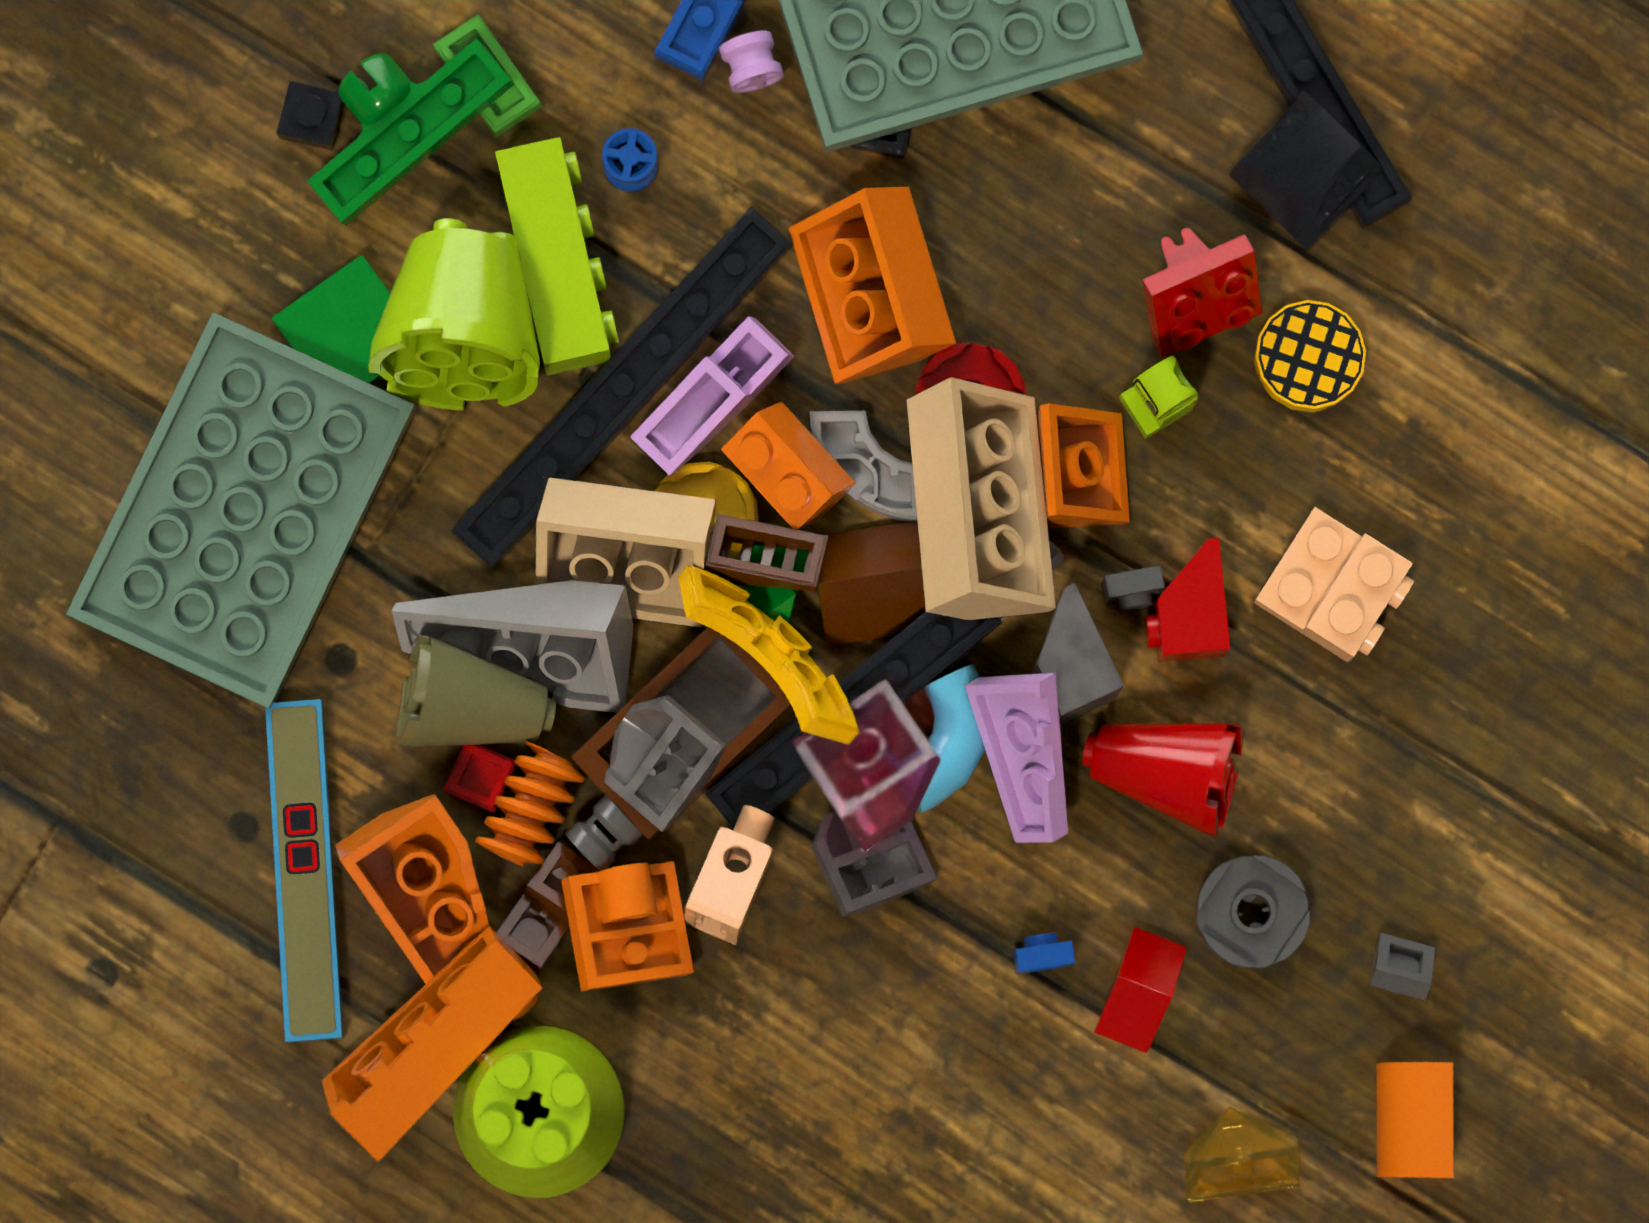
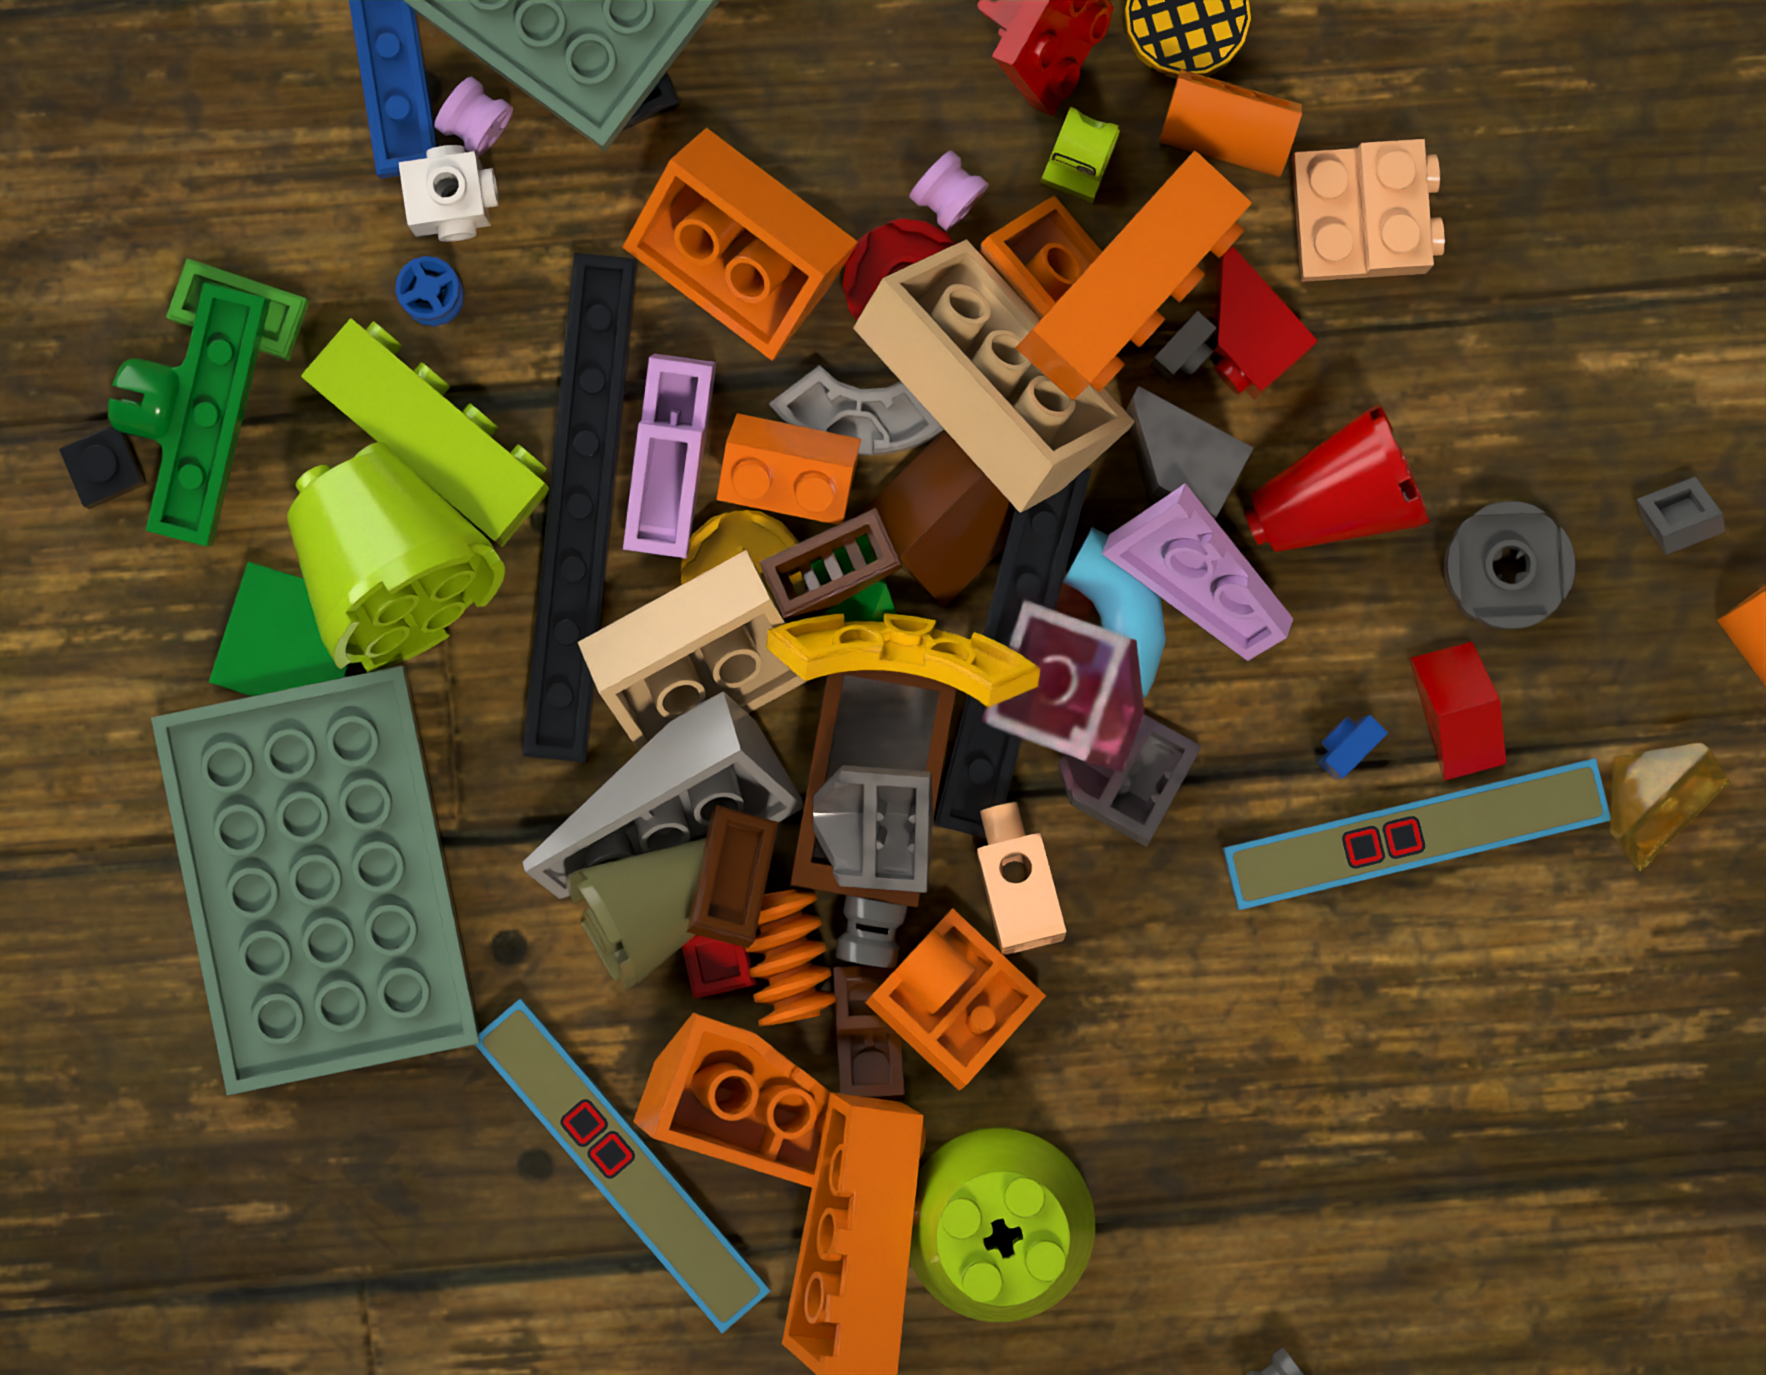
camera: 30 degrees left, 5 degrees up
(533, 720) = (732, 877): none -> reddish brown tile
(689, 83) = (431, 179): none -> white brick
(1045, 1055) = (1416, 834): none -> olive tile
(1047, 354) = (948, 190): none -> lavender wheel
(1129, 506) = (1134, 276): none -> orange wedge
(1283, 452) = (1231, 123): none -> orange brick

